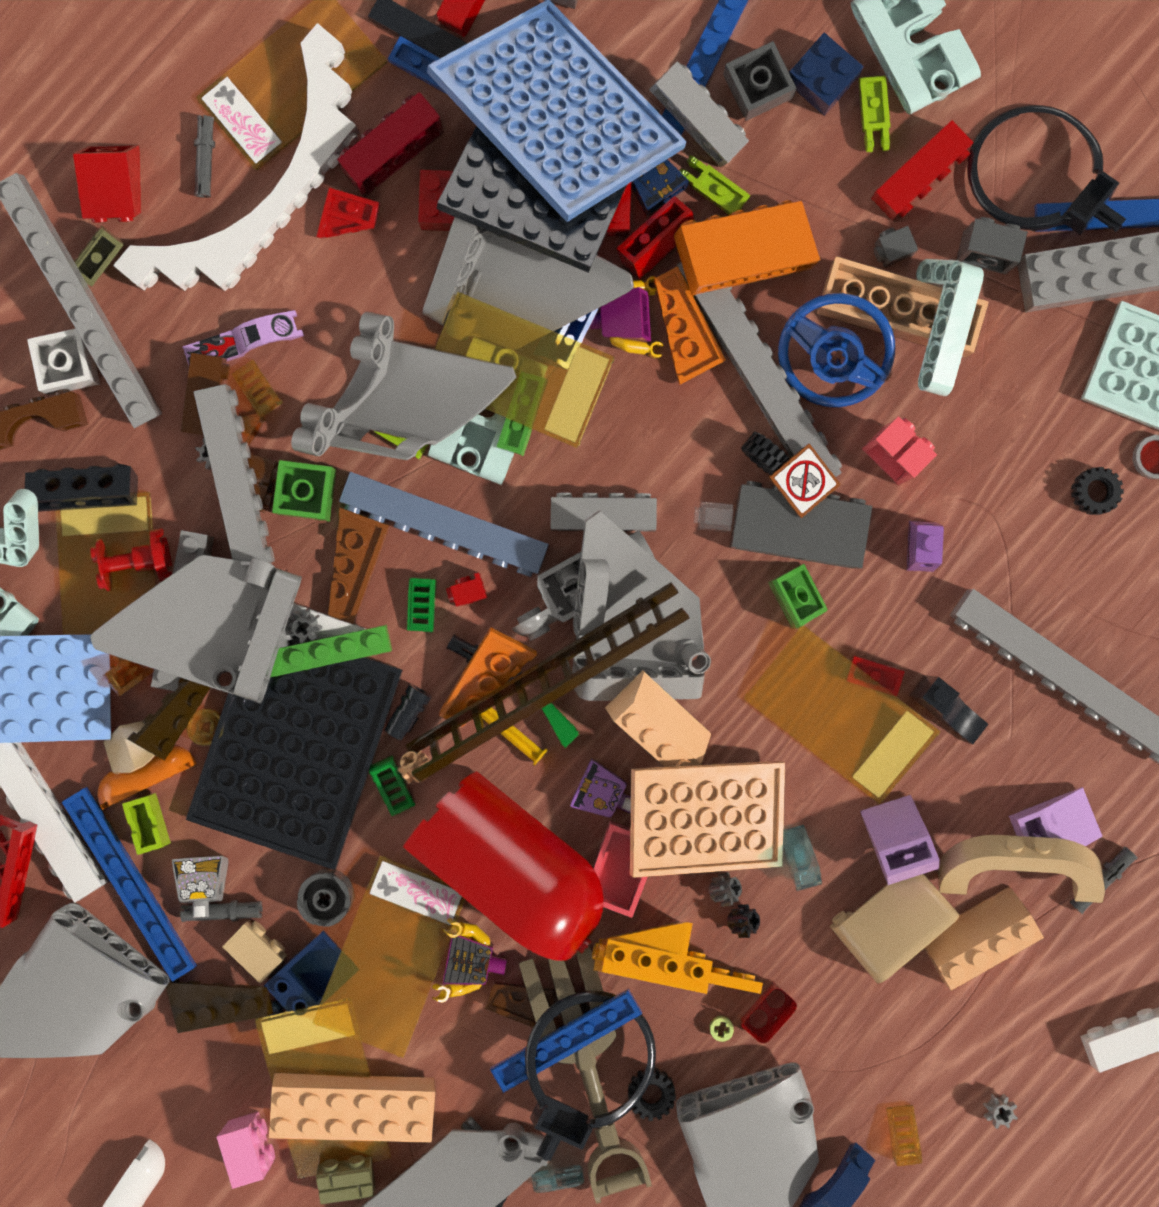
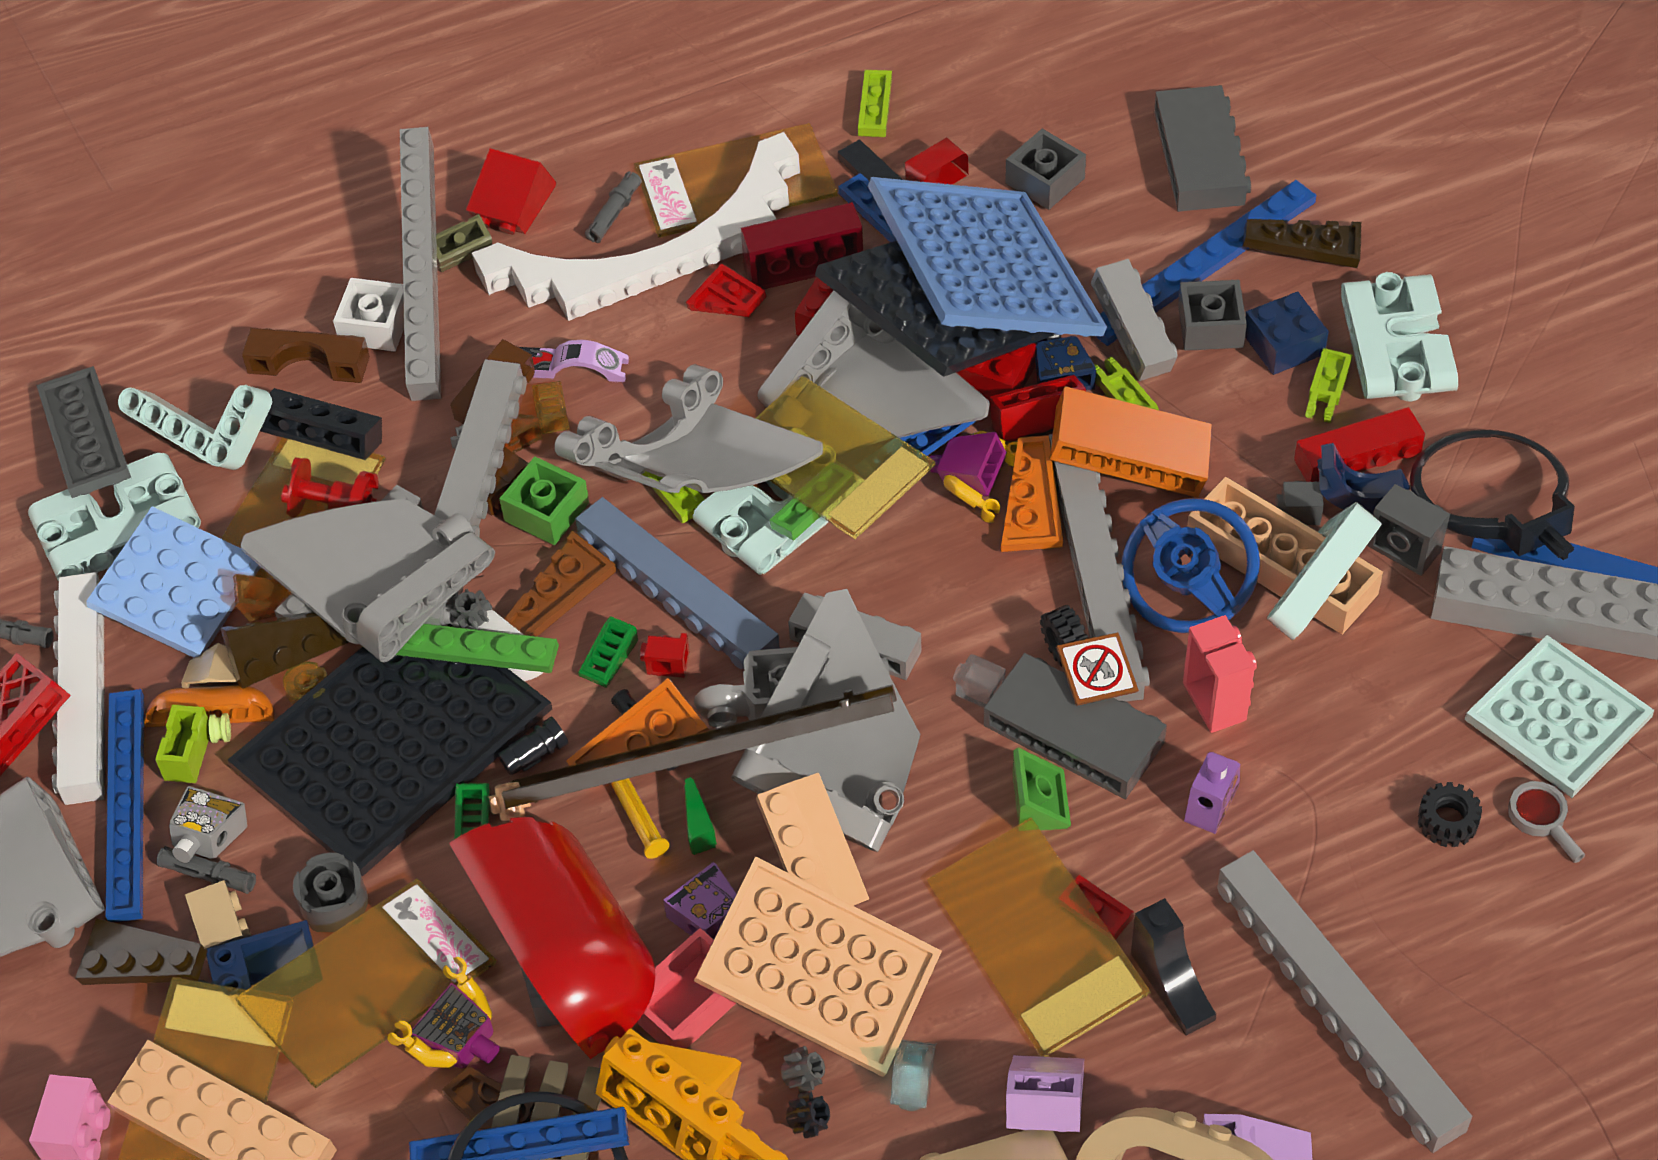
camera: 25 degrees right, 35 degrees down
(163, 793) = (219, 728): none -> yellowish green bush
(941, 216) = (1346, 486): none -> dark blue arch

